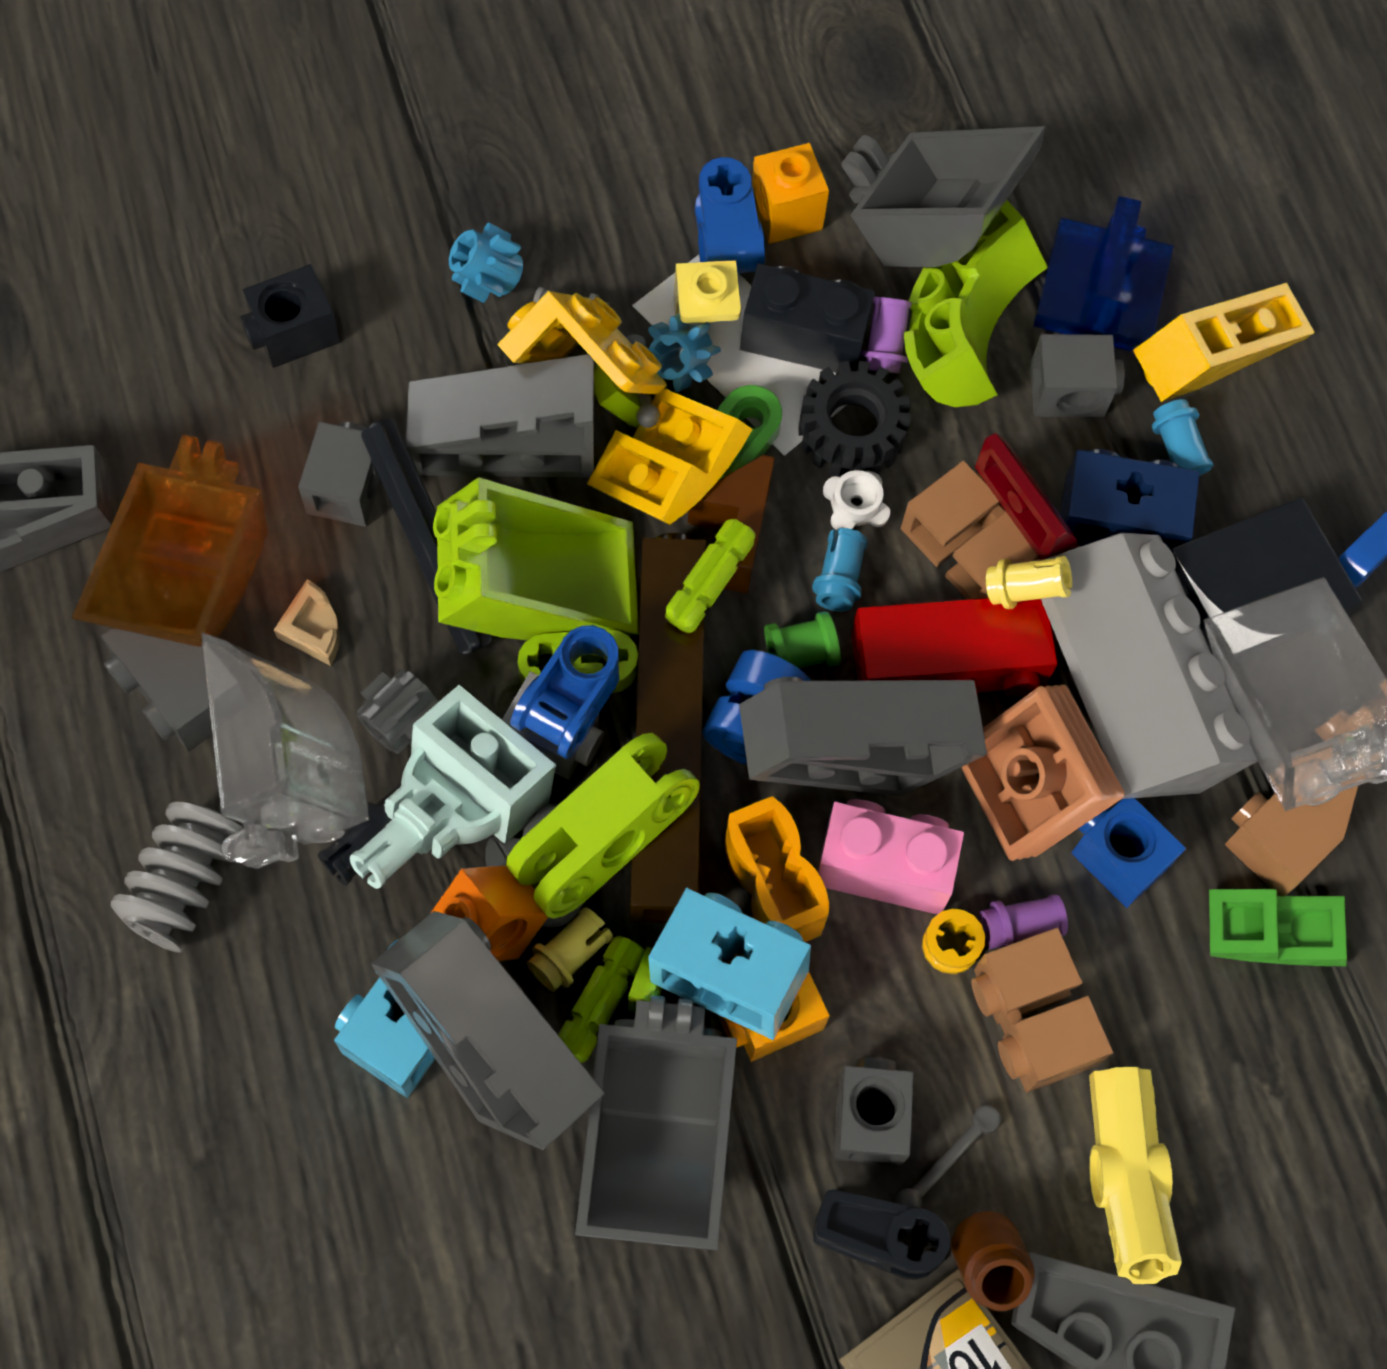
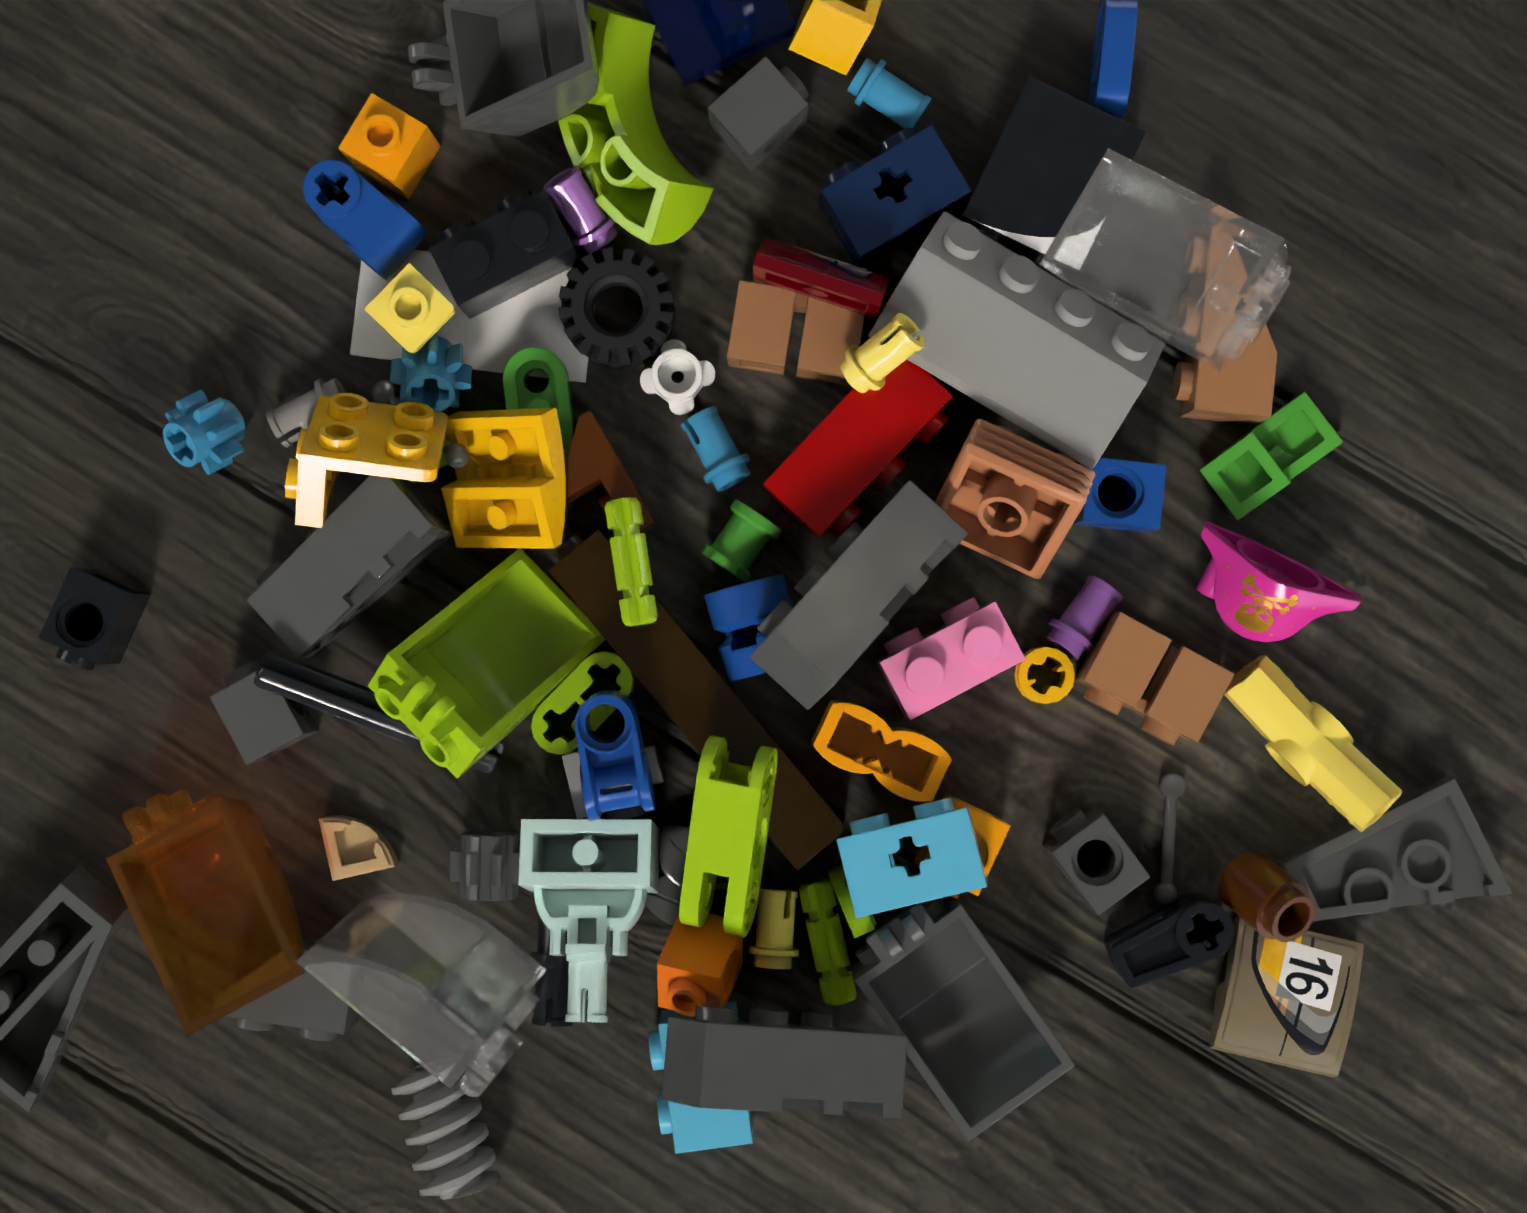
camera: 35 degrees left, 20 degrees up
(1185, 1019) = (1264, 591): none -> dark pink hat

